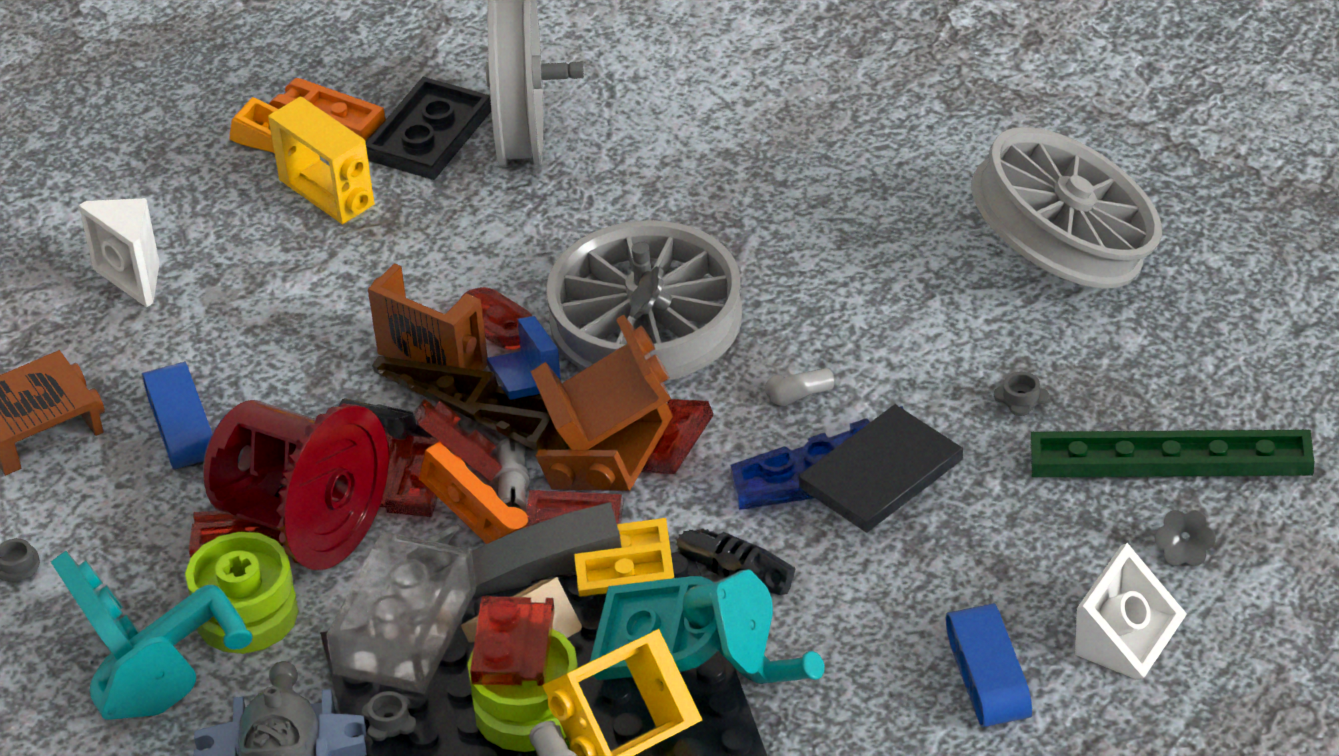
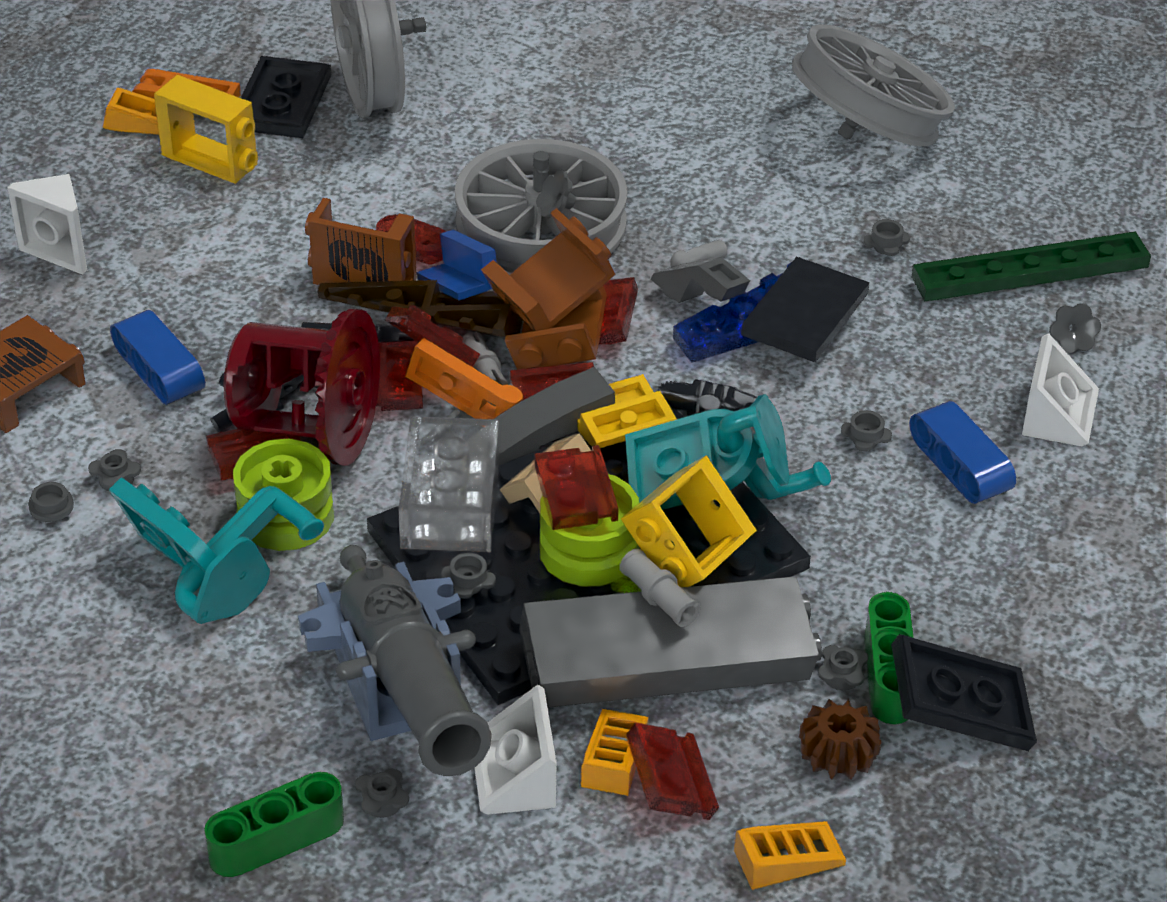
camera: 20 degrees left, 0 degrees up
(91, 535) = (113, 467): none -> dark grey plate
(788, 413) = (691, 279): none -> dark grey slope
(895, 621) = (866, 430): none -> dark grey plate

